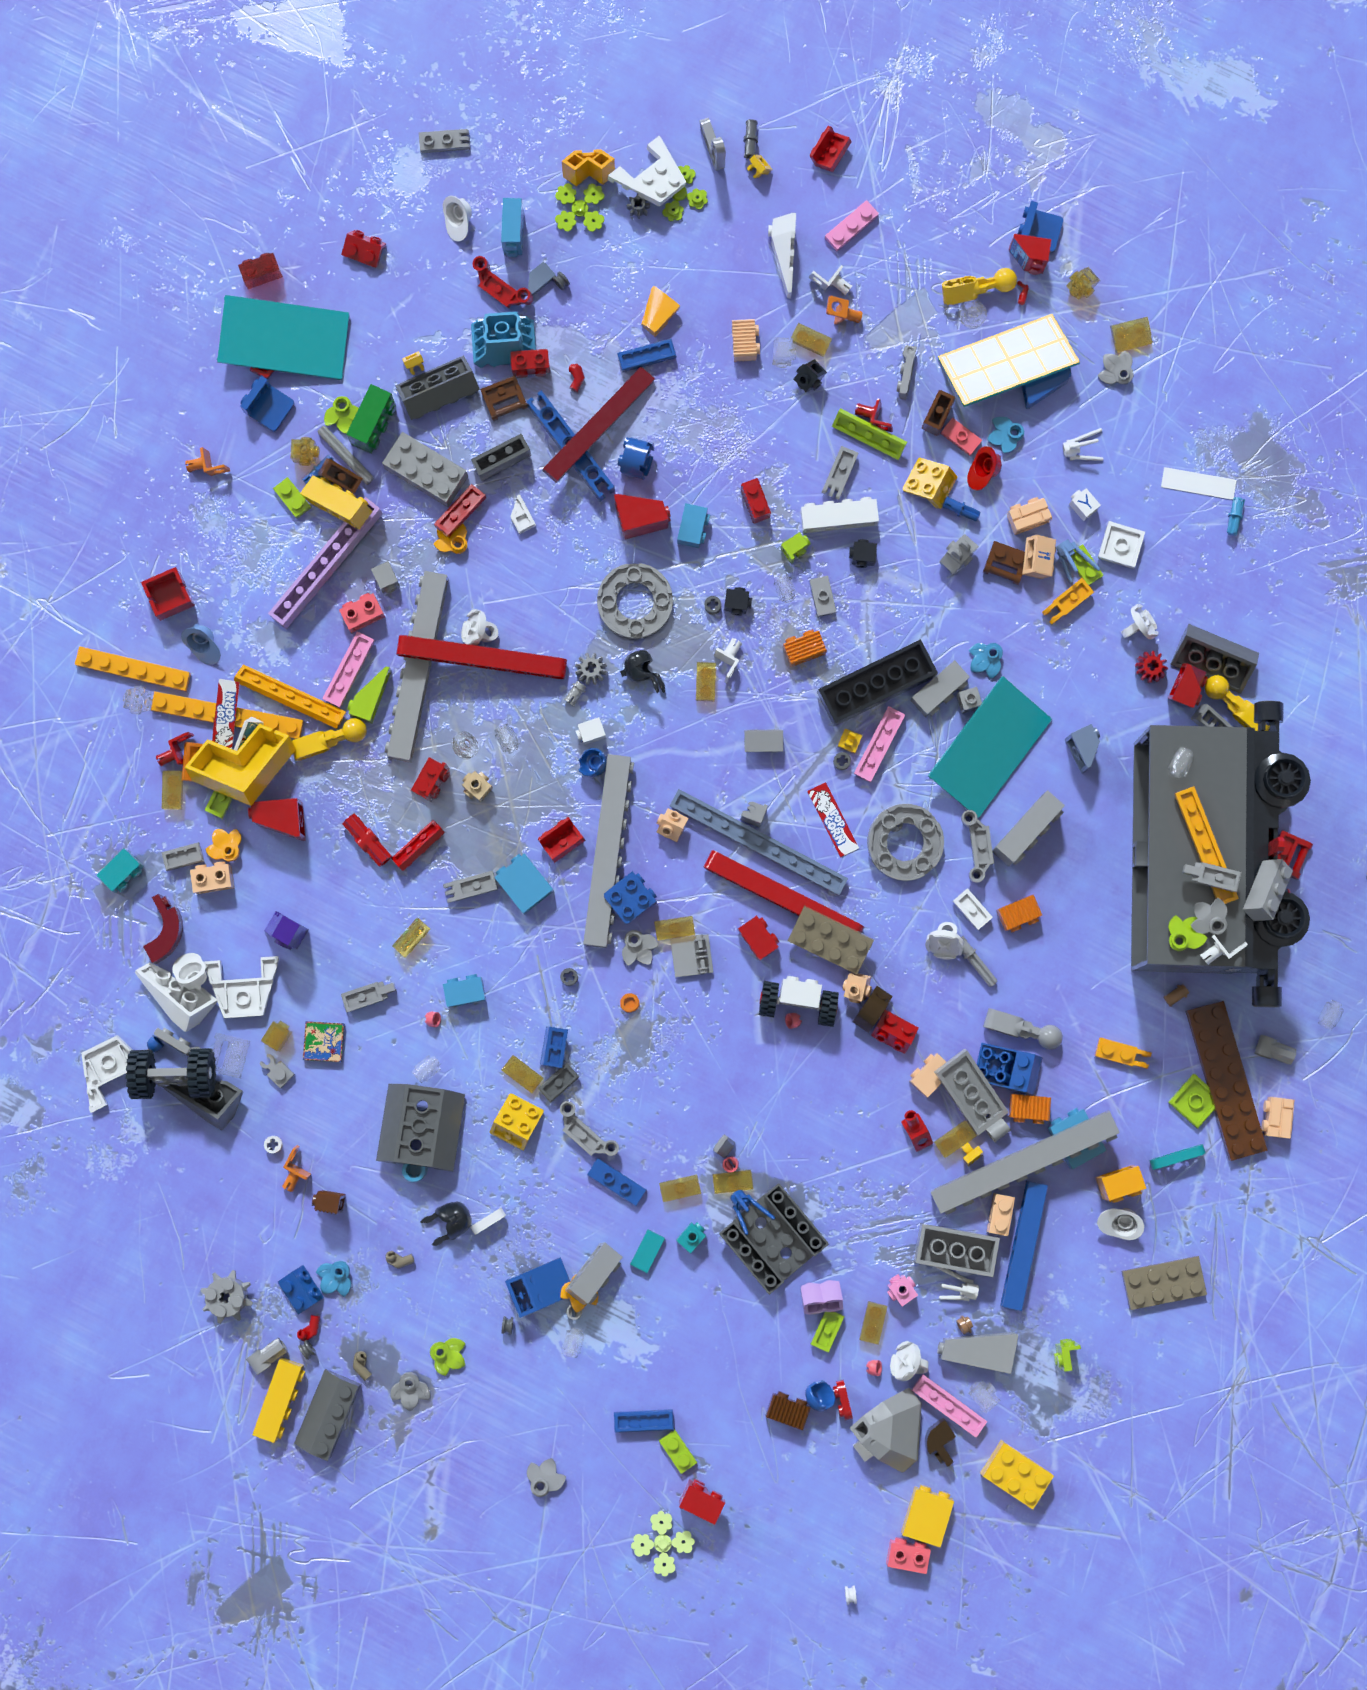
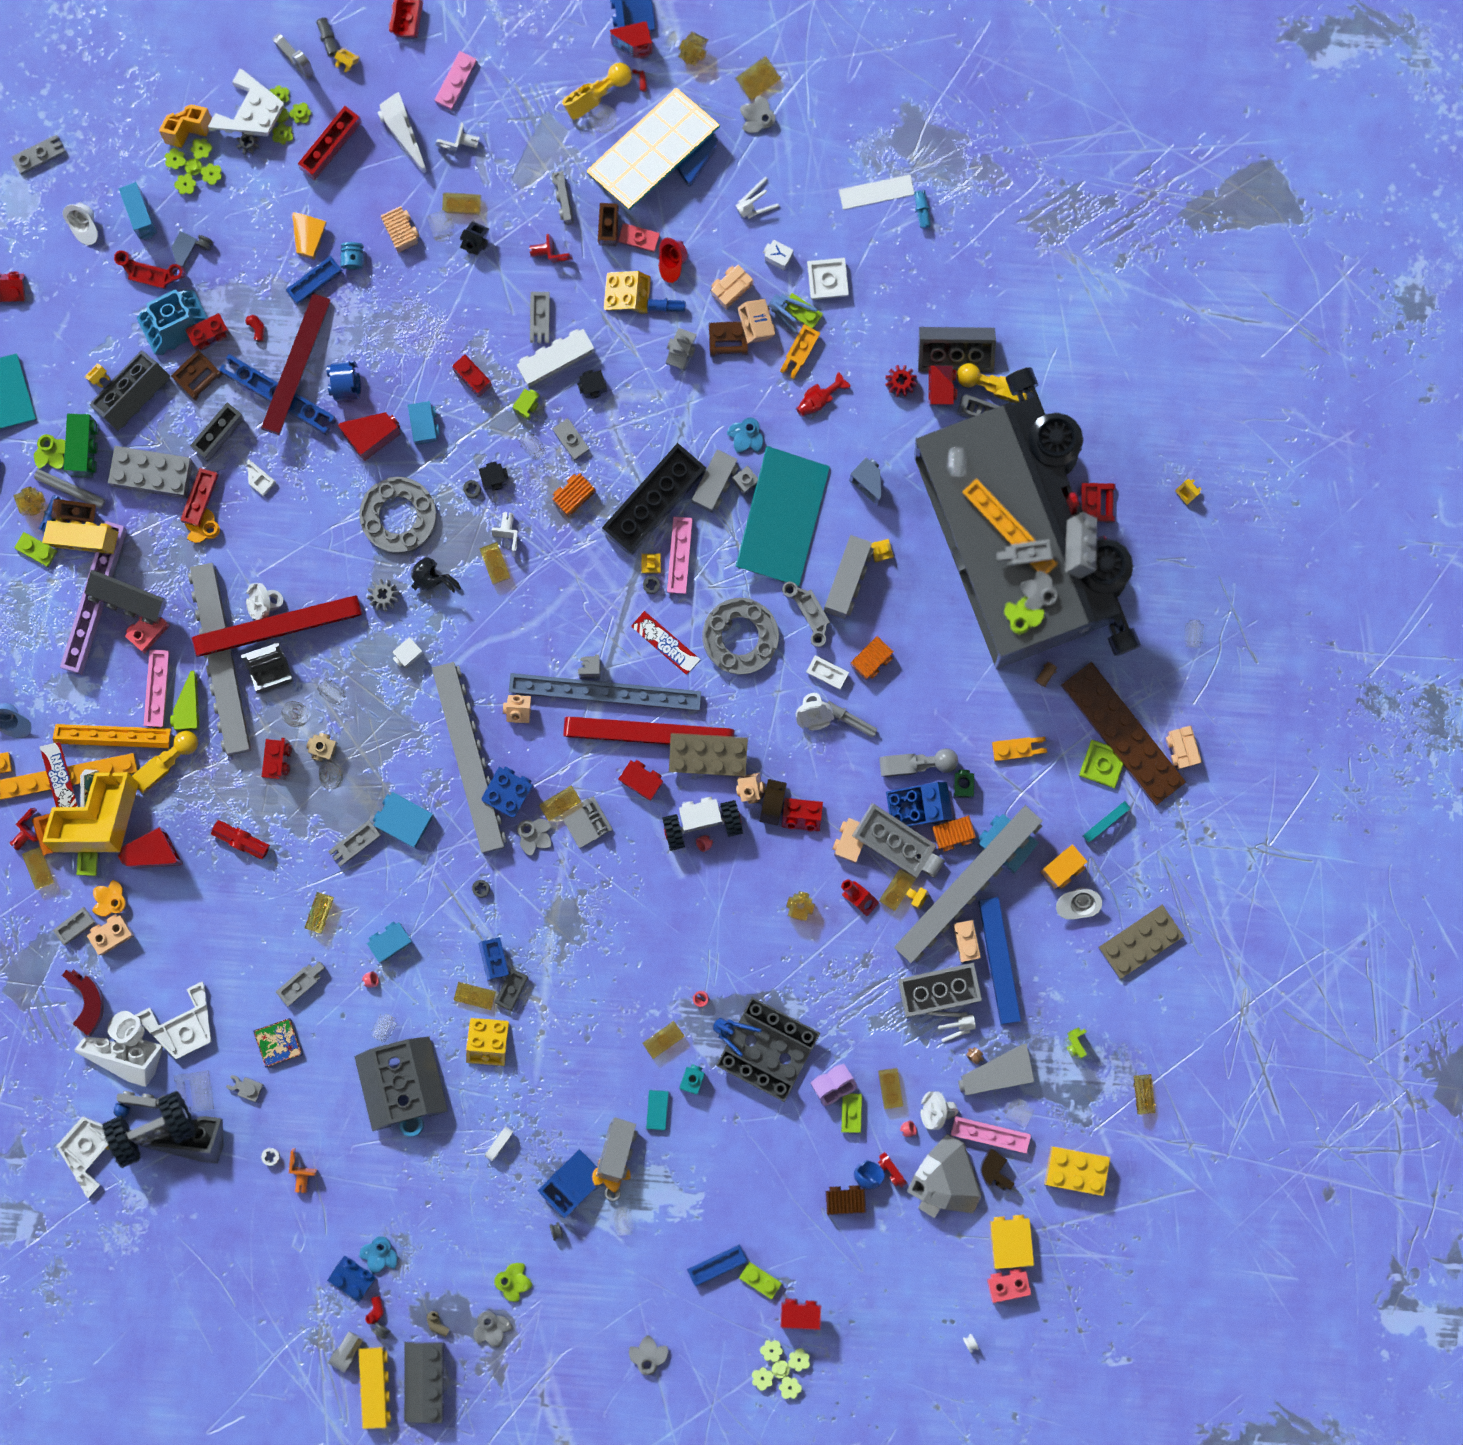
camera: 25 degrees left, 0 degrees up
(120, 871) = (21, 963): teal brick -> none
(237, 1299) = (296, 1309): light grey brick -> none
(277, 1035) = (232, 1054): clear yellow brick -> none
(286, 931) = (200, 953): dark purple wedge -> none
(328, 1201) = (344, 1186): reddish brown brick -> none
(353, 573) = (125, 597): none -> dark grey slope
(385, 577) = (155, 586): light grey brick -> none
(398, 1261) = (431, 1215): dark tan arm -> none
(418, 845) = (289, 825): red plate -> none
(456, 1217) = (469, 1152): black hair -> none
(457, 692) = (268, 668): none -> dark grey plate
(474, 815) = (330, 775): none -> clear plate
(561, 839) = (420, 764): red bracket -> none
(575, 692) = (378, 622): light grey pin -> none
(583, 1134) = (554, 1028): light grey plate -> none
(592, 762) = (420, 681): blue hair -> none
(616, 1182) = (602, 1058): blue plate -> none
(629, 1003) = (546, 889): orange tile -> none
(690, 346) = (352, 255): none -> dark azure piece
(713, 235) = (329, 143): none -> red brick
(724, 1146) = (688, 984): light grey slope -> none
(732, 1181) = (709, 1013): clear yellow plate -> none
(763, 740) = (571, 595): light grey hinge -> none
(842, 311) = (480, 165): orange bracket -> none
(853, 1122) = (794, 911): none -> clear yellow brick
(869, 434) = (552, 270): lime plate -> none
(908, 1292) = (912, 1047): bright pink brick -> none
(1003, 436) = (676, 220): dark azure plate -> none
(1051, 1072) = (959, 792): none -> dark green brick
(1066, 651) = (817, 398): none -> red animal
(1070, 817) = (882, 550): none -> yellow tile
(1109, 1428) = (1144, 1094): none -> clear yellow plate
(1143, 622) = (876, 343): white tile -> none
(1218, 949) = (1058, 617): white bracket -> none
(1270, 1048) = (1152, 687): light grey piece -> none

